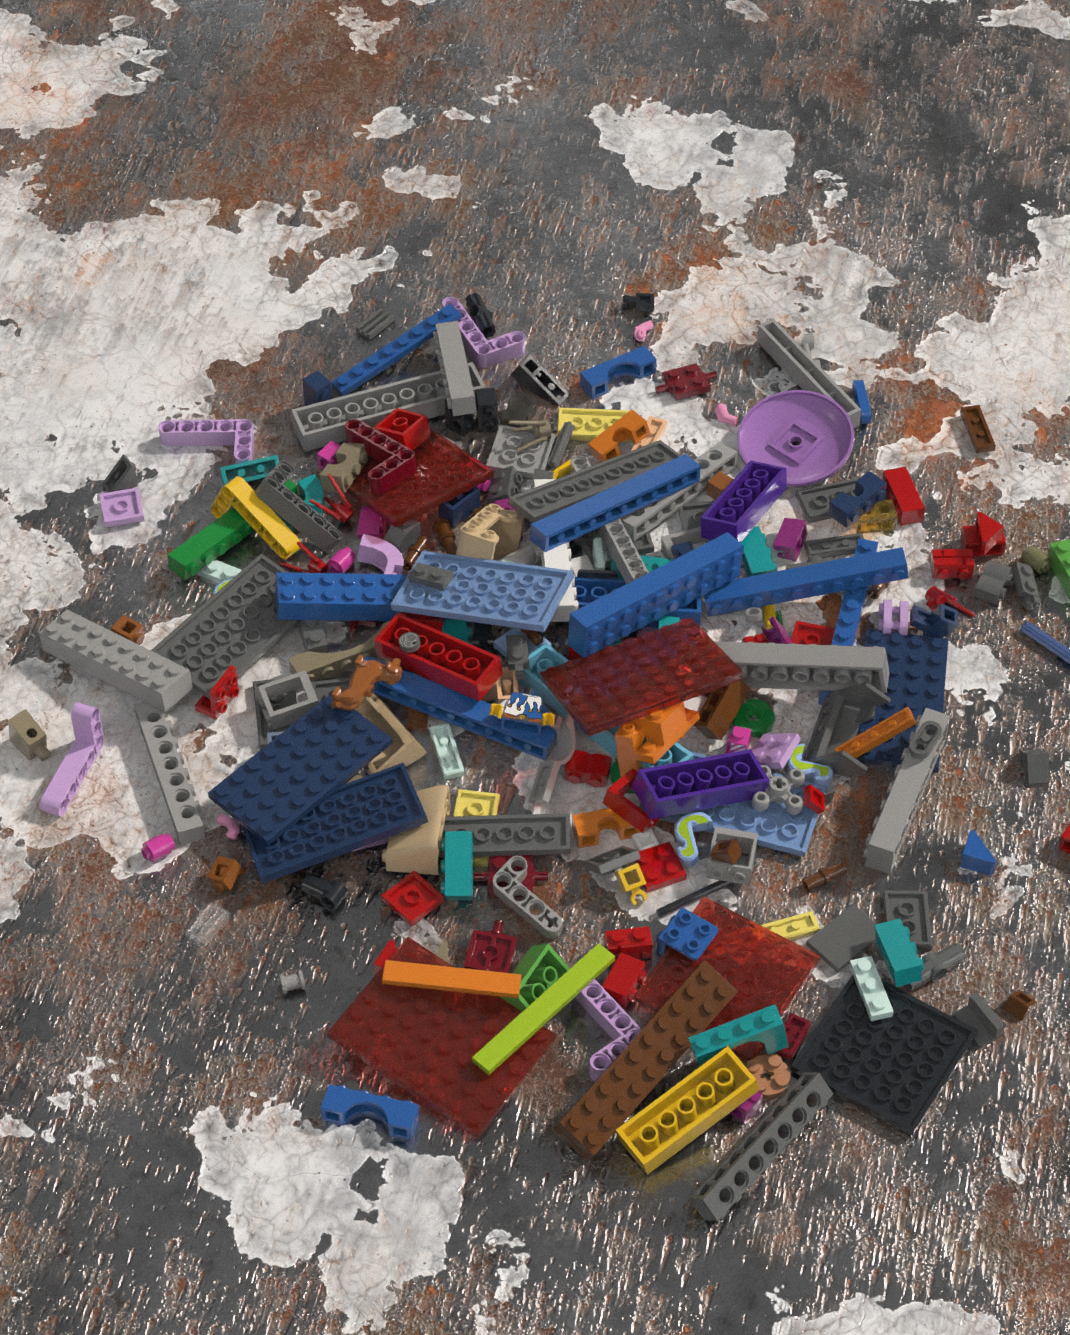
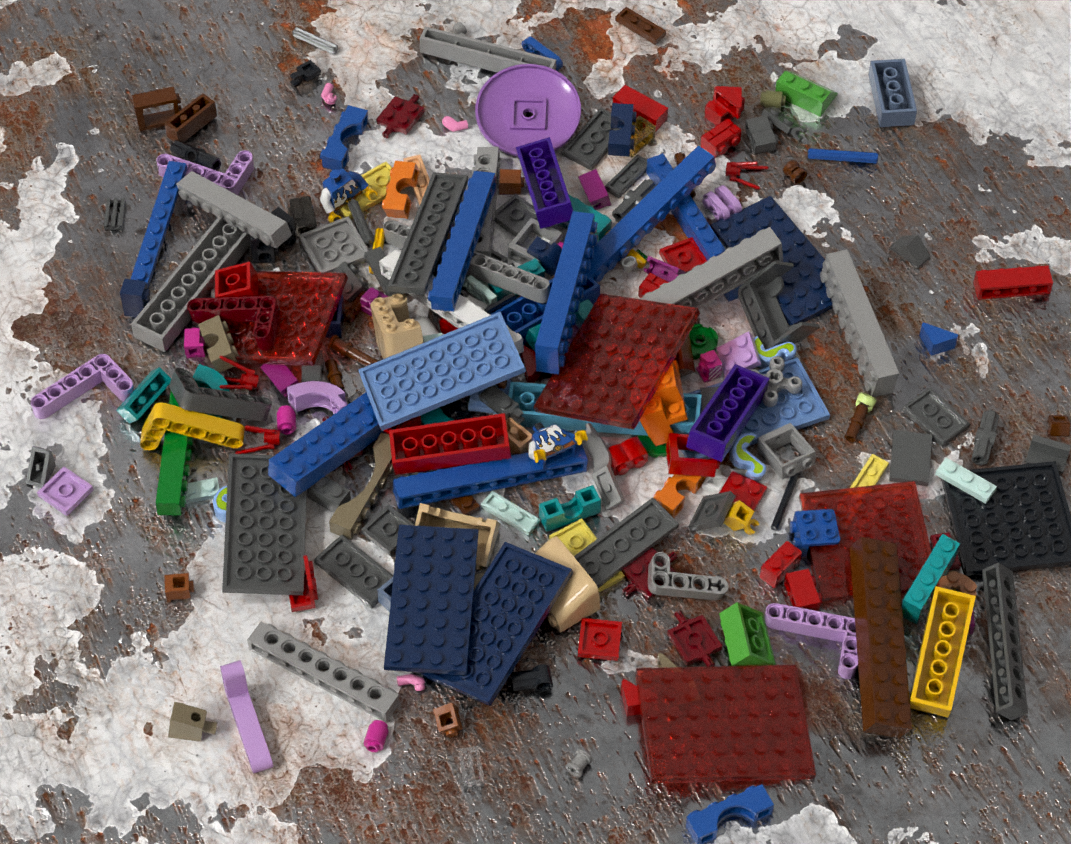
camera: 40 degrees left, 5 degrees up
(116, 660) = (197, 614): light grey brick -> none
(278, 687) = (372, 537): light grey window -> none
(362, 682) = (418, 501): dark orange animal -> none
(409, 642) = (425, 446): dark grey tile -> none
(430, 576) = (390, 385): dark grey plate -> none
(452, 979) = (701, 676): orange tile -> none
(457, 866) = (615, 591): teal brick -> none
(474, 245) = (154, 99): none -> reddish brown window
(478, 776) = (583, 505): none -> teal arch
(505, 284) = (191, 118): none -> reddish brown brick
(538, 380) = (292, 182): black slope -> none
(540, 428) = (337, 219): dark tan plant -> none
(543, 1009) = (777, 652): lime tile -> none
(568, 405) = (340, 189): none -> torso
(676, 282) = (315, 40): none -> axle
(727, 851) = (786, 450): reddish brown slope -> none
(814, 799) = (803, 372): red plate -> none
(854, 863) = (866, 399): none -> yellowish green tile
(879, 733) = (803, 296): orange tile -> none
(899, 952) = (962, 442): teal brick -> none
(923, 741) = (850, 279): dark grey plate -> none
(936, 623) = (754, 188): dark blue brick -> none
(991, 632) = (795, 172): none -> reddish brown wheel

